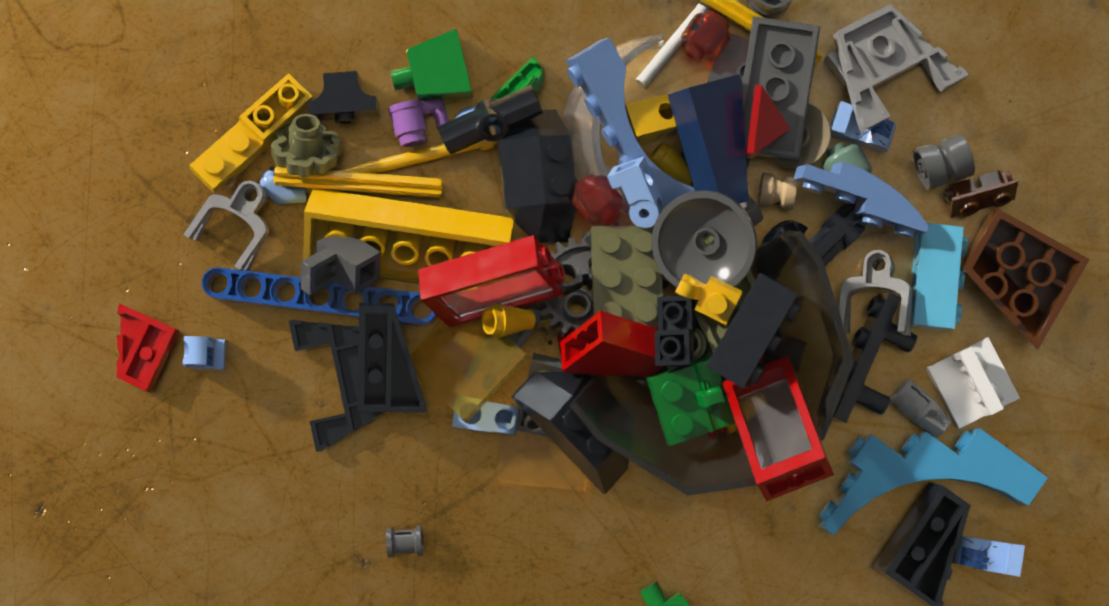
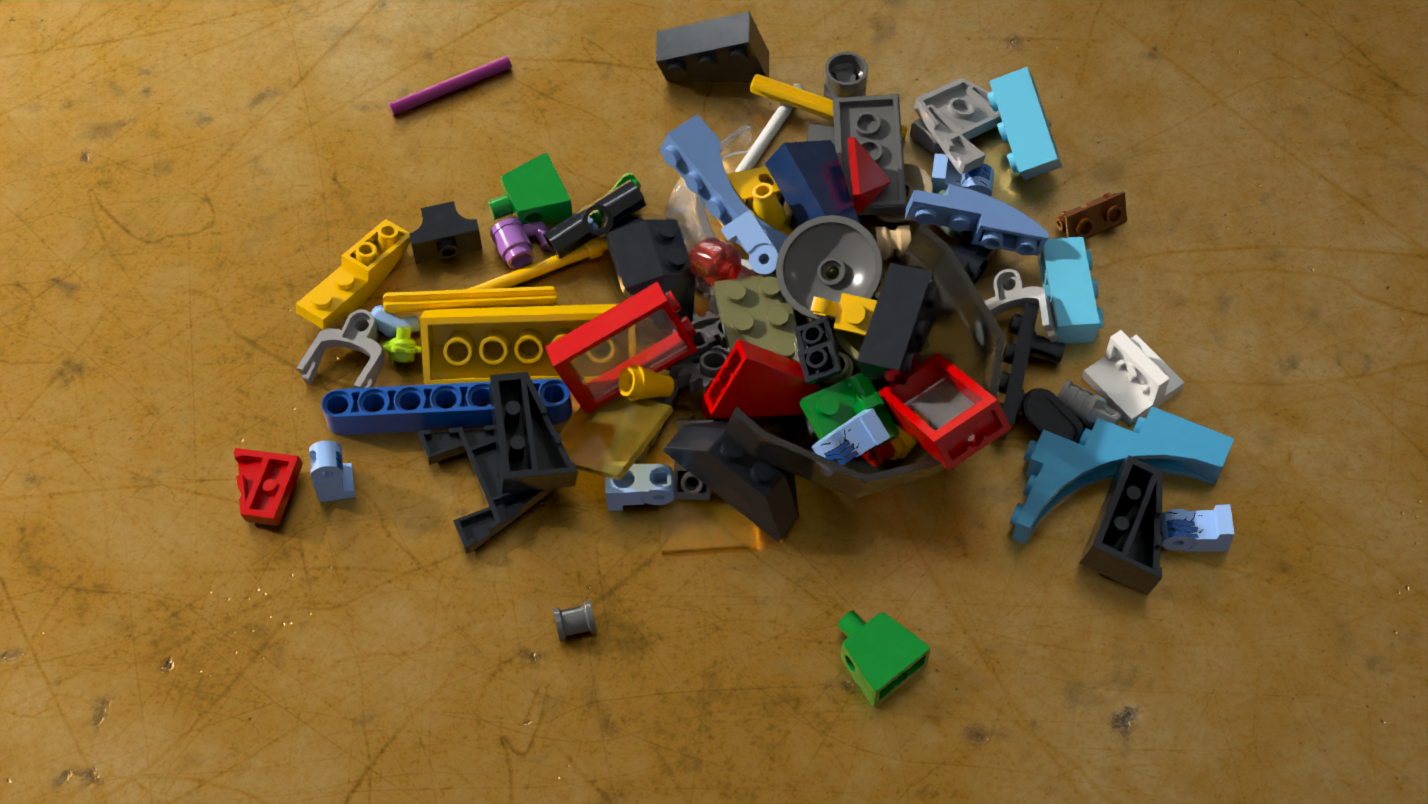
camera: 10 degrees left, 25 degrees down
(286, 222) = (402, 347): none -> lime plant
(306, 147) = (412, 270): olive plant -> none
(340, 260) = (463, 363): dark grey brick -> none
(660, 147) = (767, 206): none -> yellow cone
(683, 437) = (852, 438): none -> light blue leg
(705, 37) = (791, 124): clear red head -> none
(884, 418) = (1049, 413): none -> black tile
(938, 83) = (1024, 124): none -> medium azure brick
(949, 160) = (1050, 190): dark grey wheel -> none
(1023, 272) = (1154, 263): reddish brown wedge -> none

